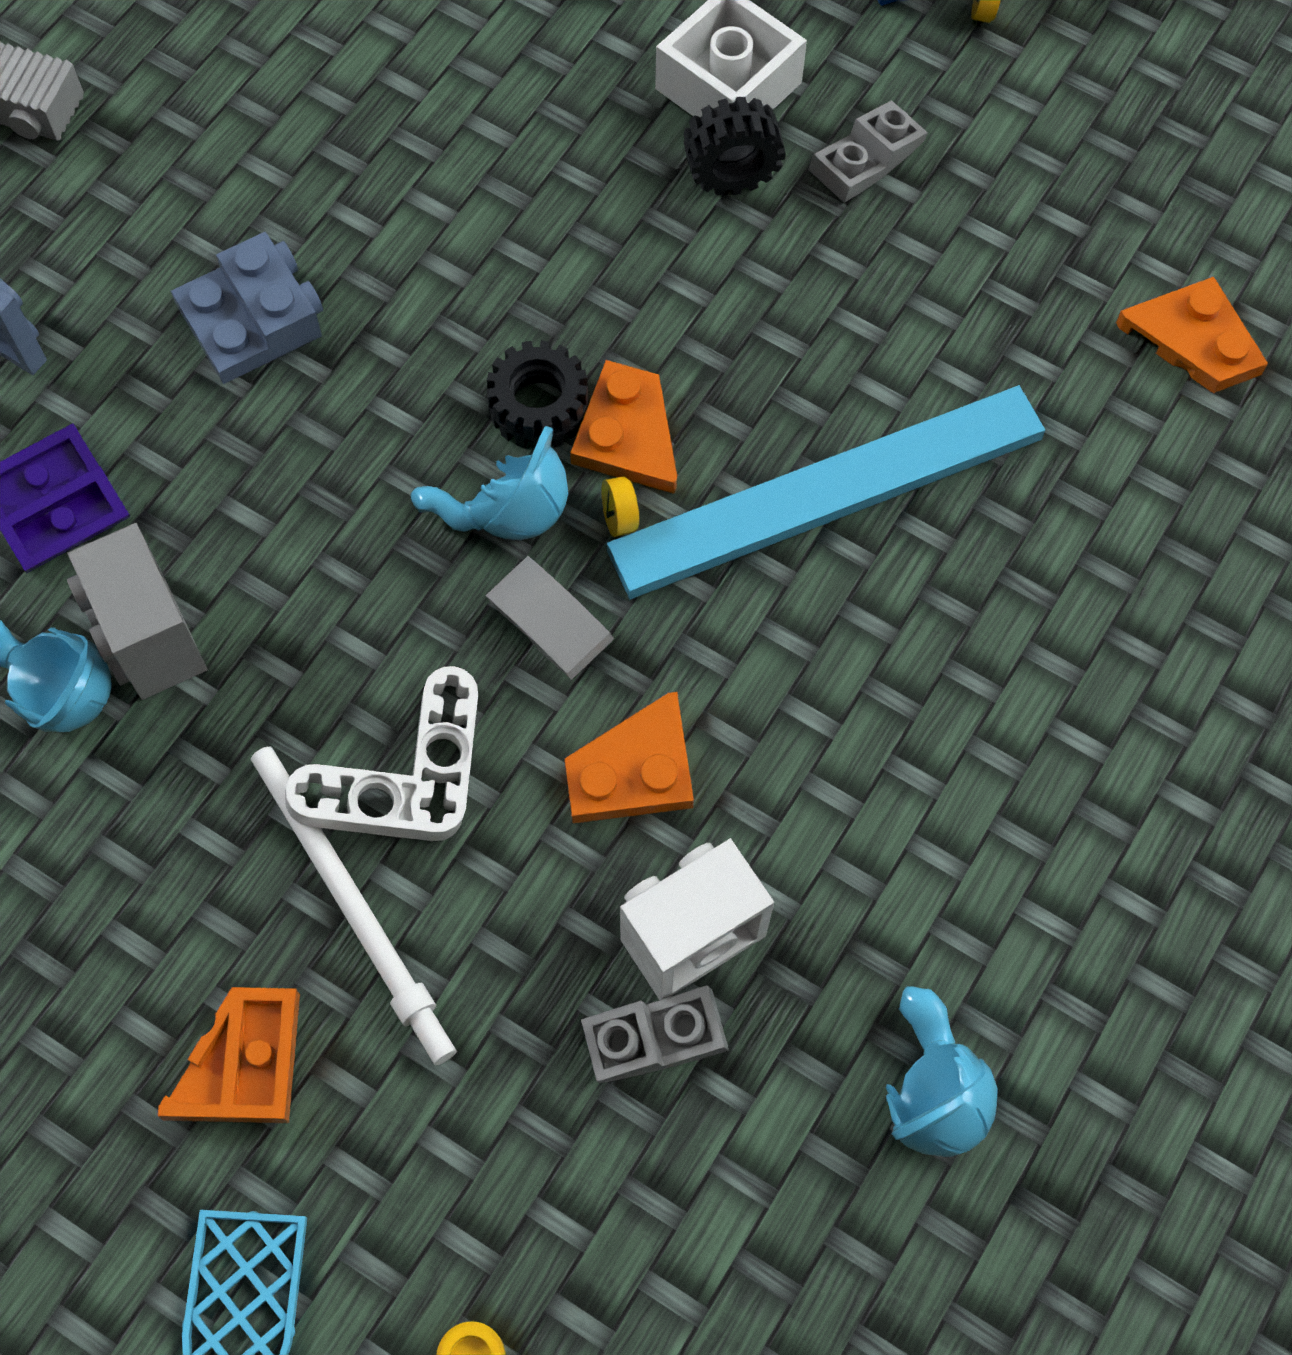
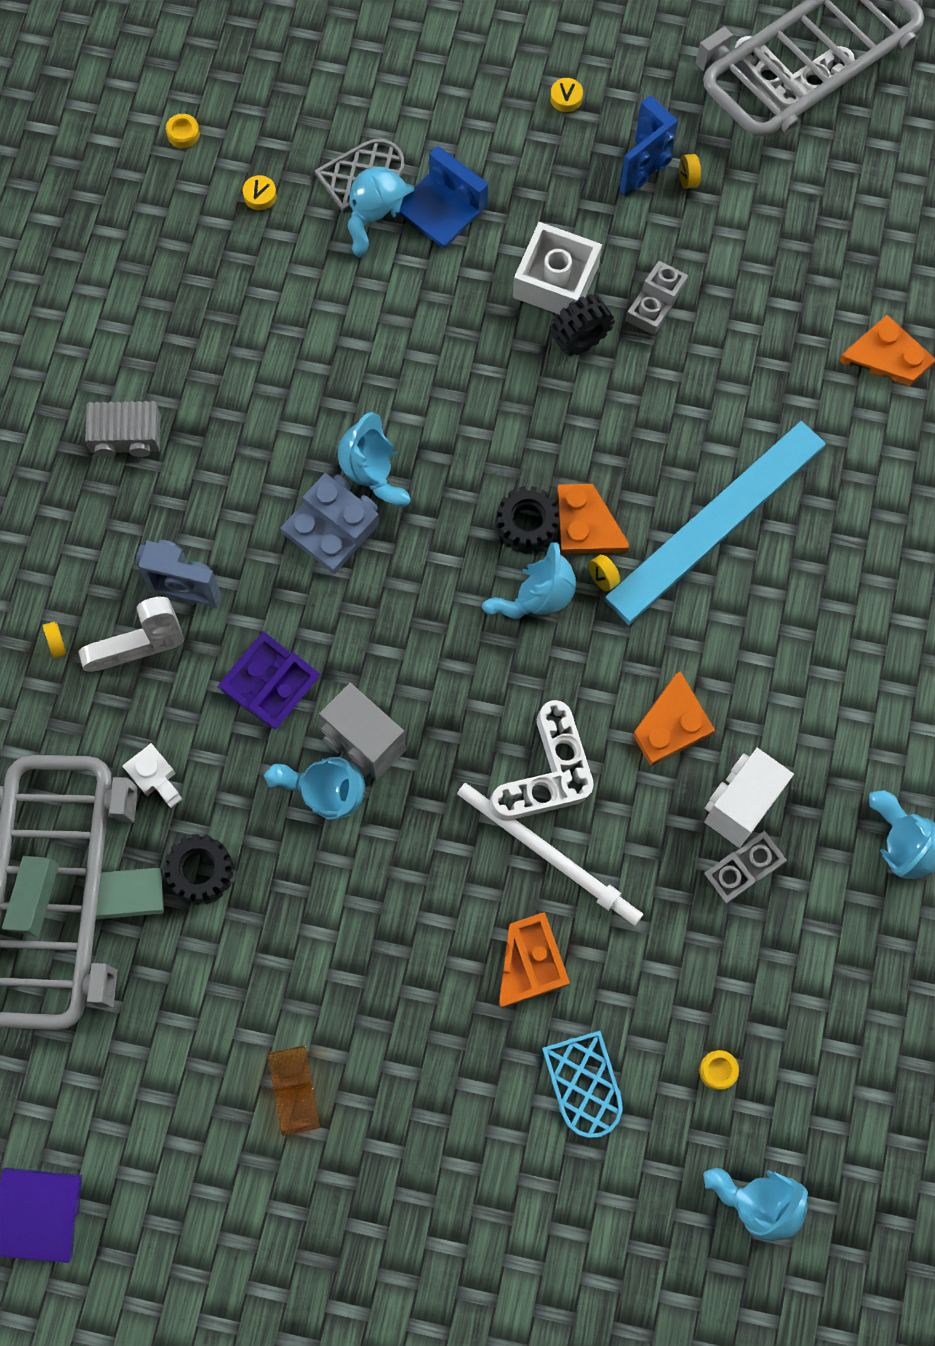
camera: 20 degrees left, 5 degrees up
(337, 229) = (366, 460): none -> medium azure piece
(550, 617) = (592, 652): light grey slope -> none

